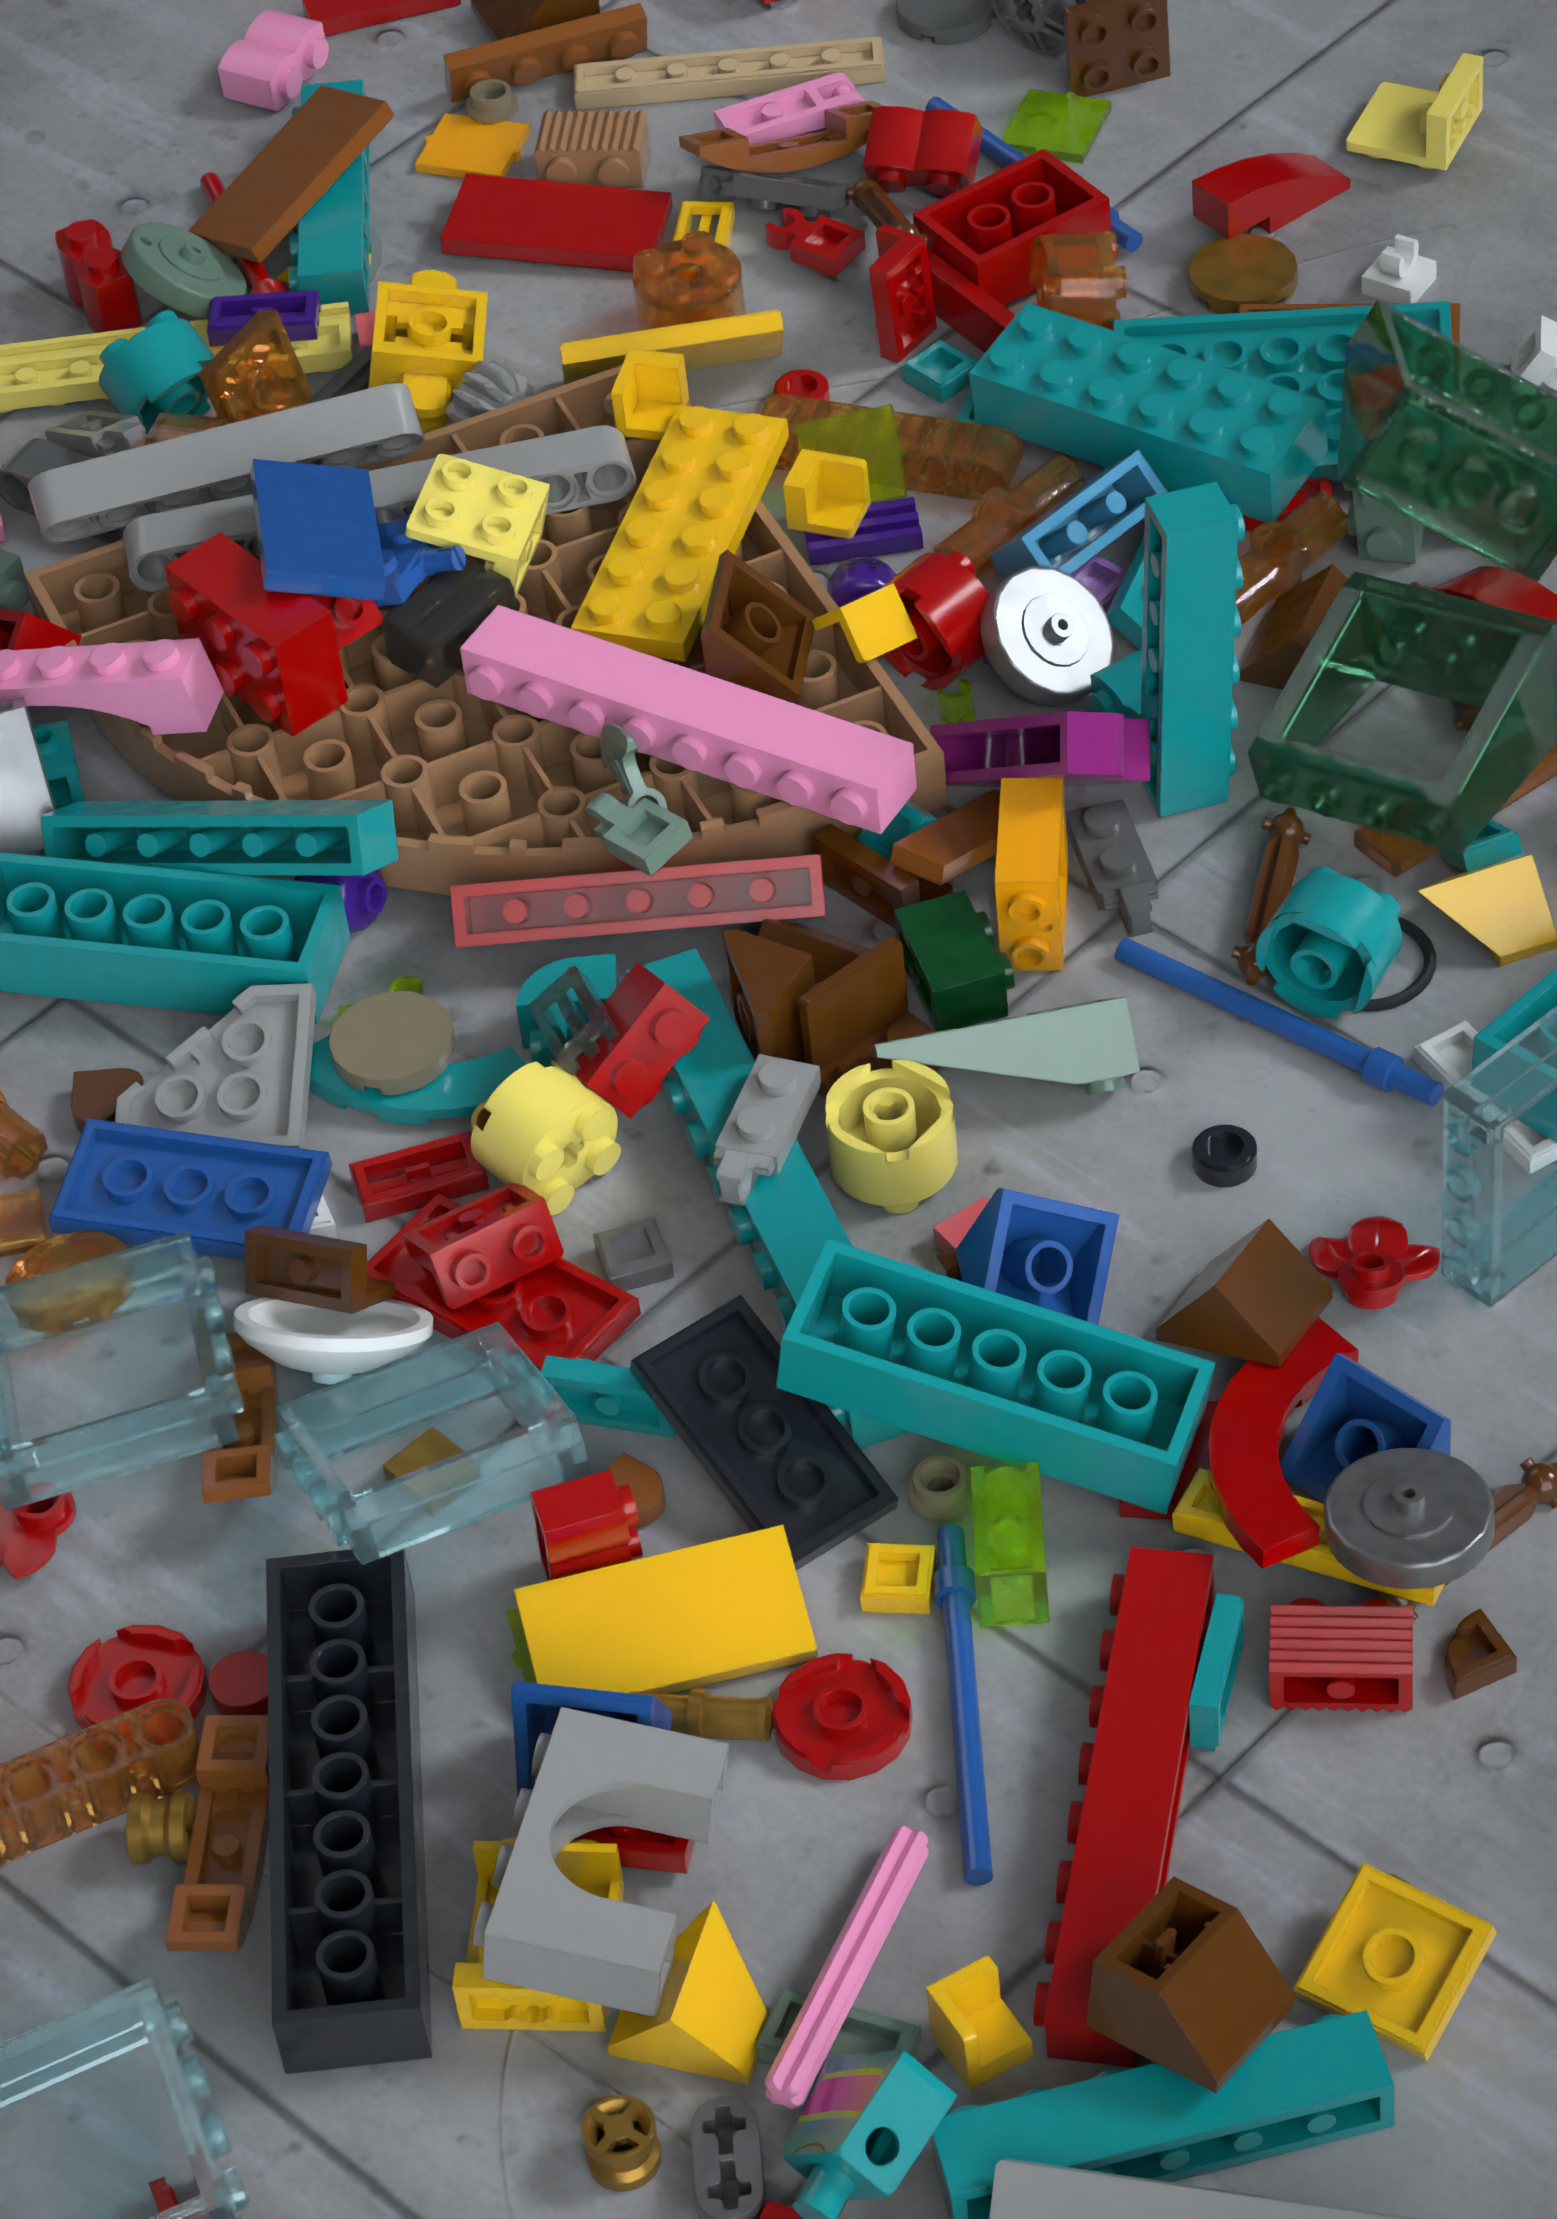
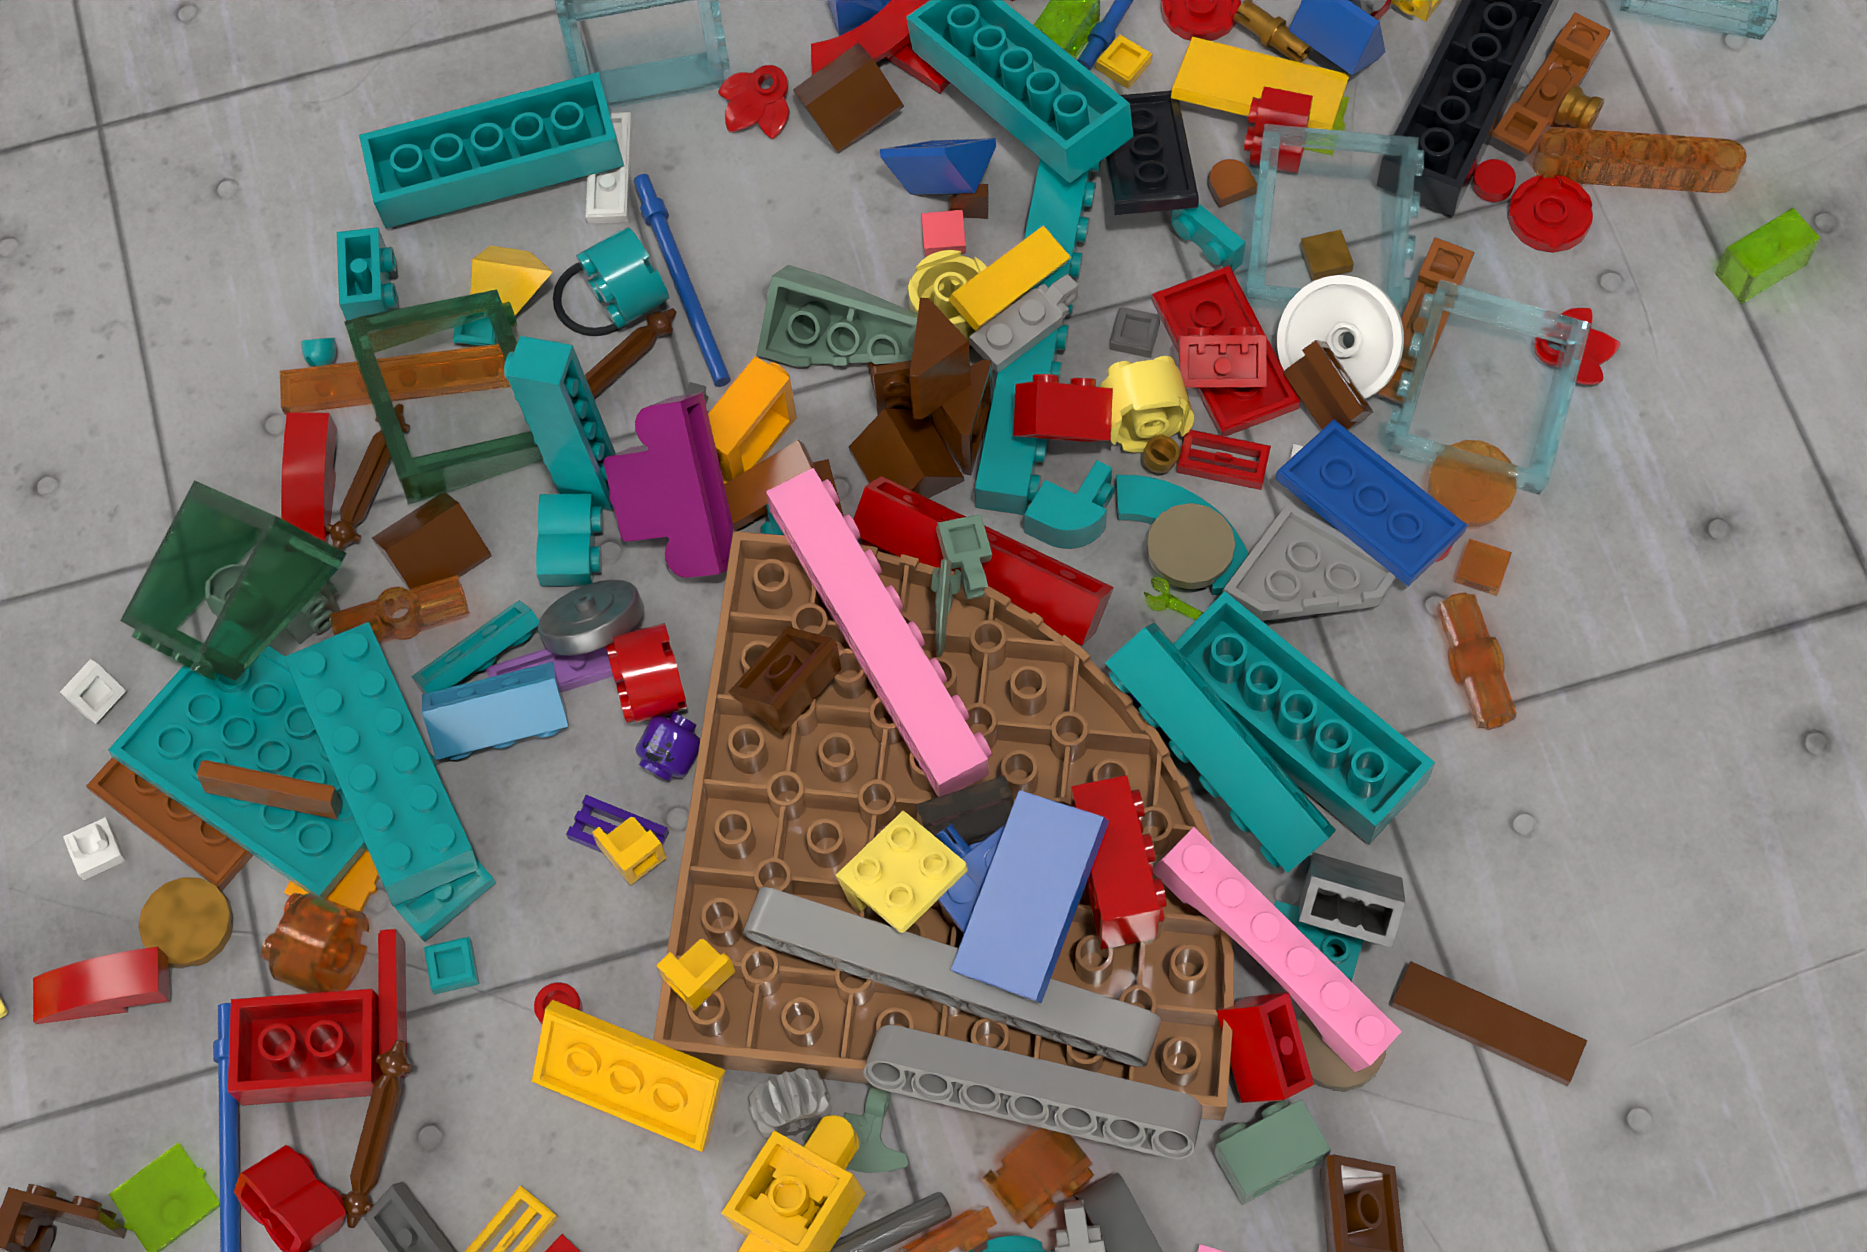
camera: 150 degrees left, 20 degrees up
(97, 1093) = (1382, 630): reddish brown tile -> none
(584, 1035) = (1076, 436): clear smoke tile -> none
(681, 520) = (758, 830): yellow plate -> none
(687, 282) = (552, 1125): clear orange brick -> none
(804, 921) = (938, 360): none -> reddish brown slope
(814, 1143) = (1009, 278): none -> yellow tile
(820, 245) = (431, 1159): red plate -> none
(863, 435) = (585, 876): clear neon green piece -> none
(872, 623) = (705, 662): yellow panel -> none
(901, 292) = (432, 1015): red bracket -> none
(940, 453) = (551, 895): clear orange beam -> none
(954, 961) = (831, 403): dark green brick -> none
(958, 706) = (675, 617): clear neon green hand -> none
(1005, 513) = (524, 765): clear orange piece -> none
(1224, 1155) = (777, 211): black tile -> none
(1251, 330) = (269, 789): none -> dark orange tile

